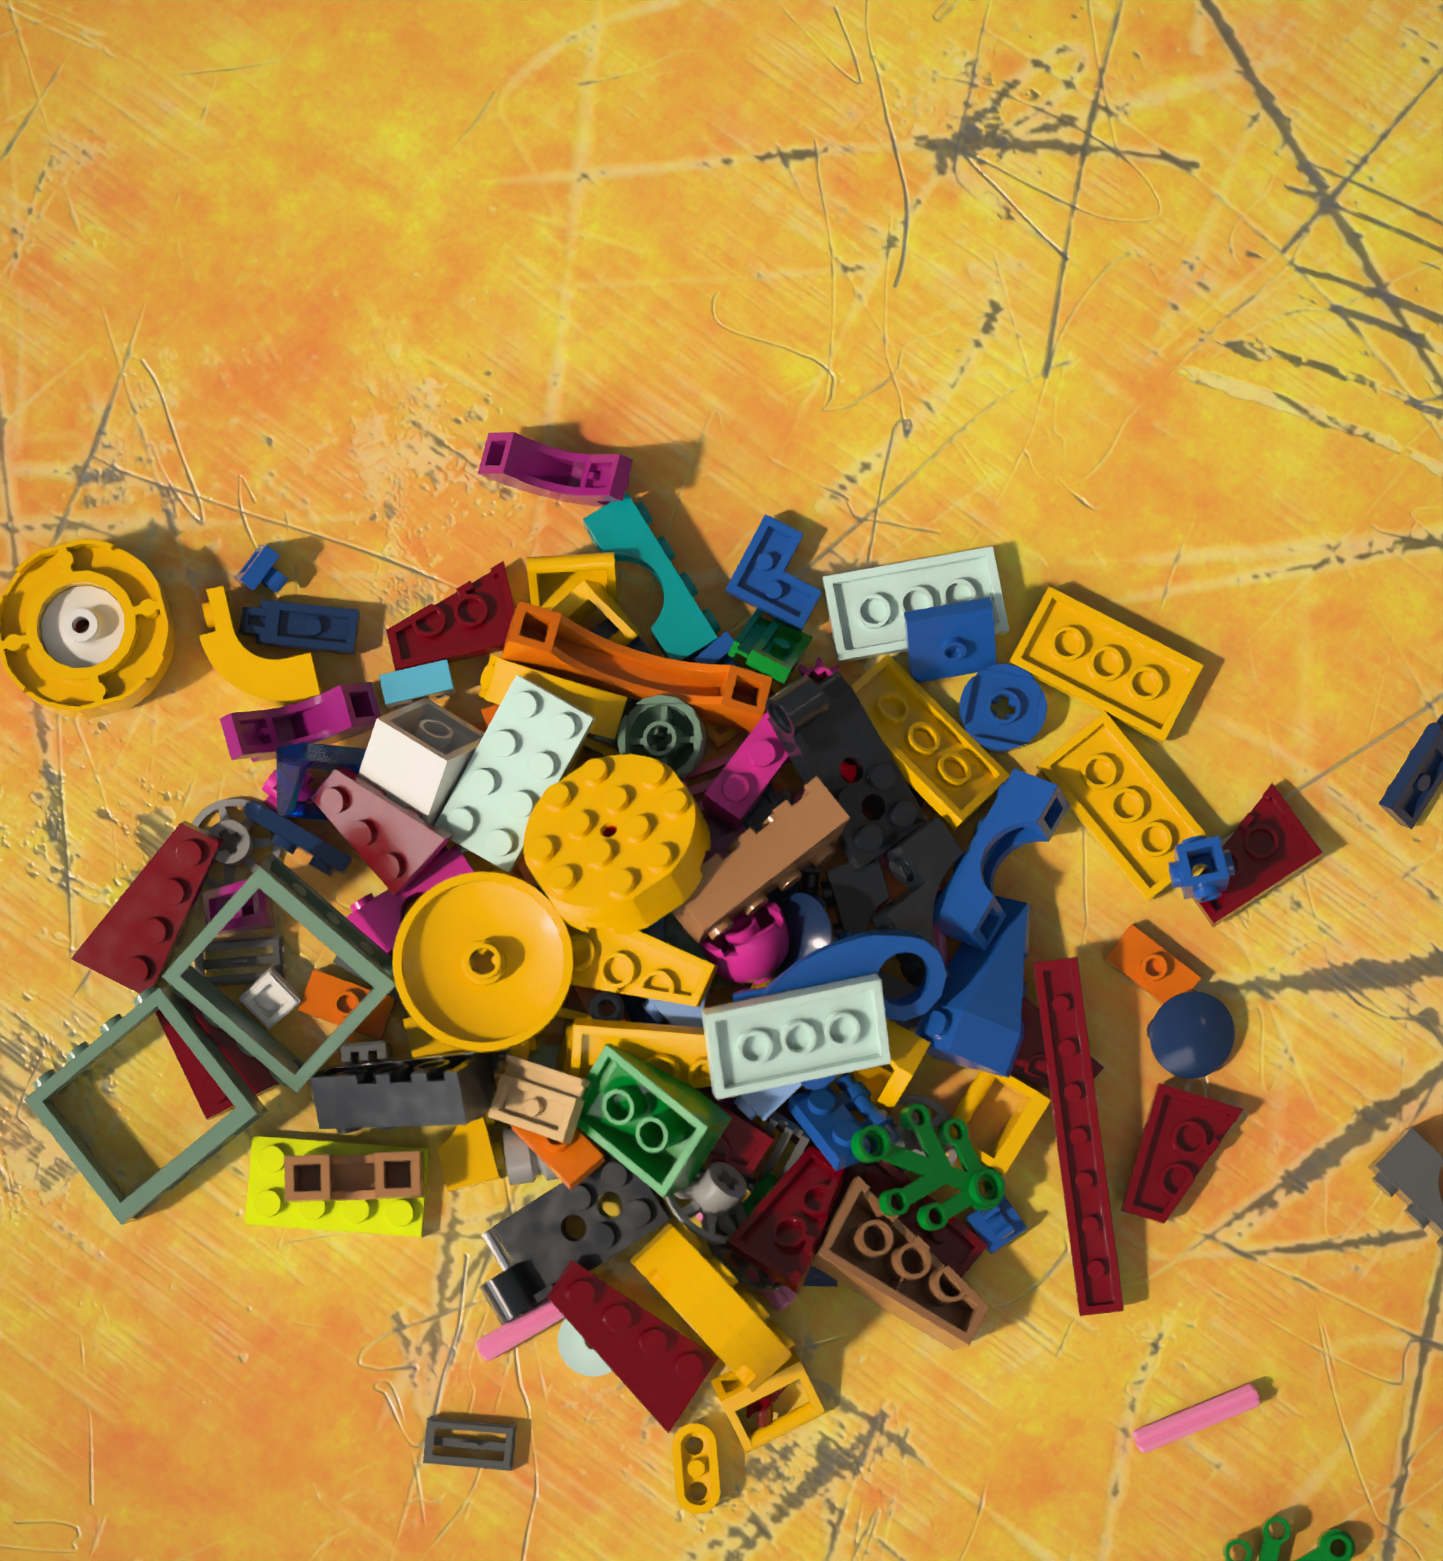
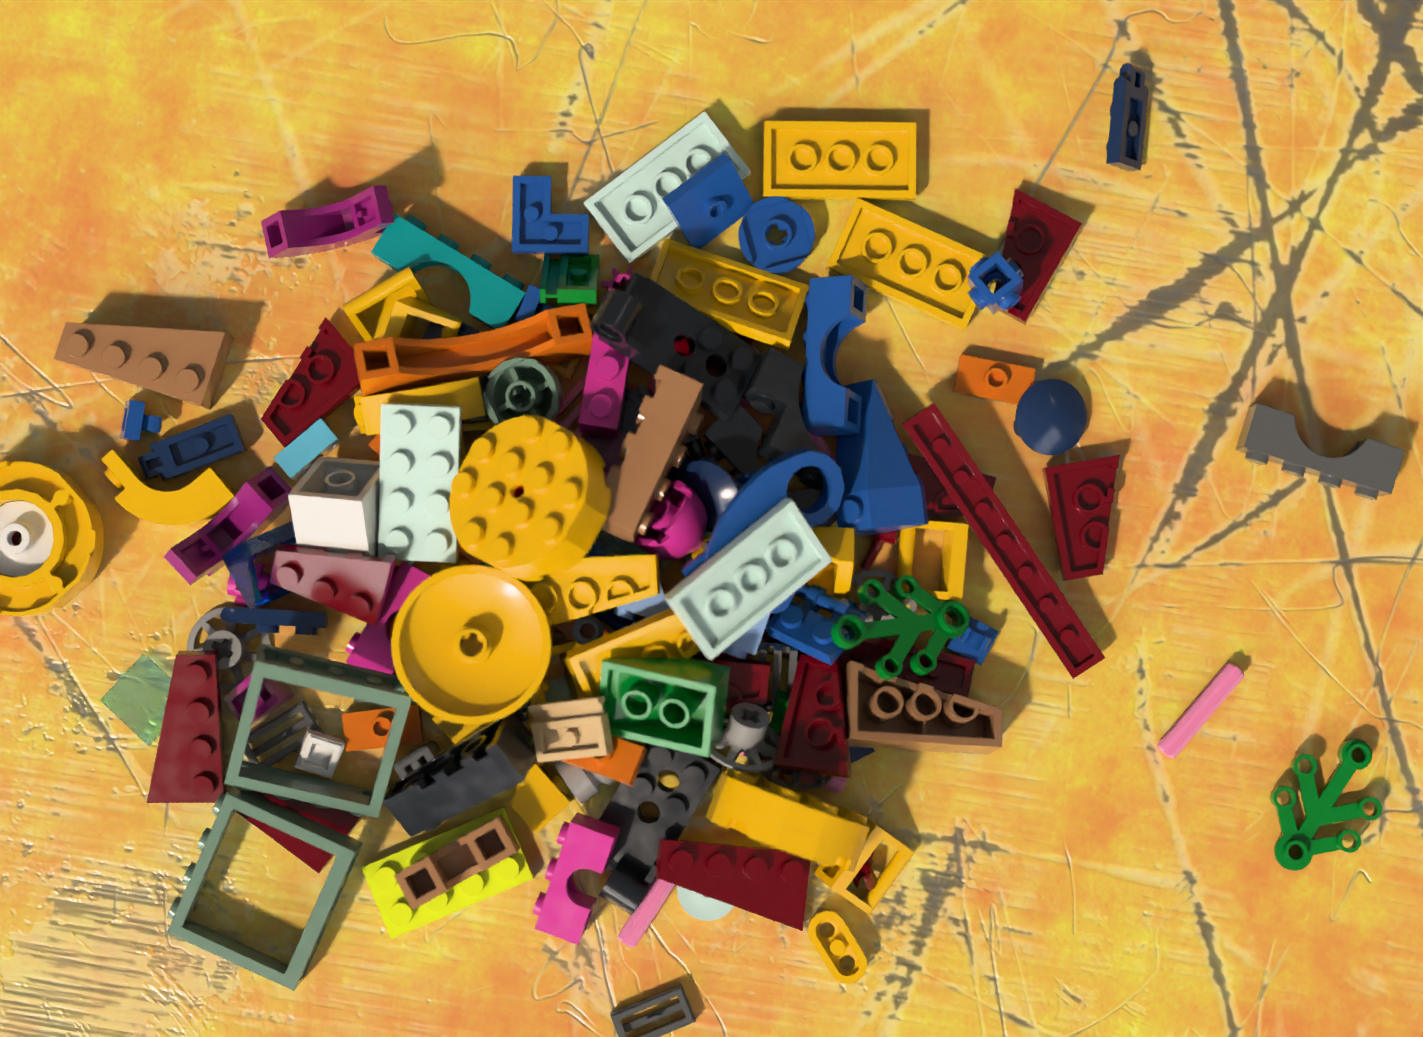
camera: 30 degrees left, 5 degrees up
(119, 851) = (140, 698): none -> clear light blue piece
(316, 521) = (161, 360): none -> medium nougat wedge
(436, 1282) = (564, 908): none -> dark pink arch
(960, 1072) = (887, 537): none -> dark red hand

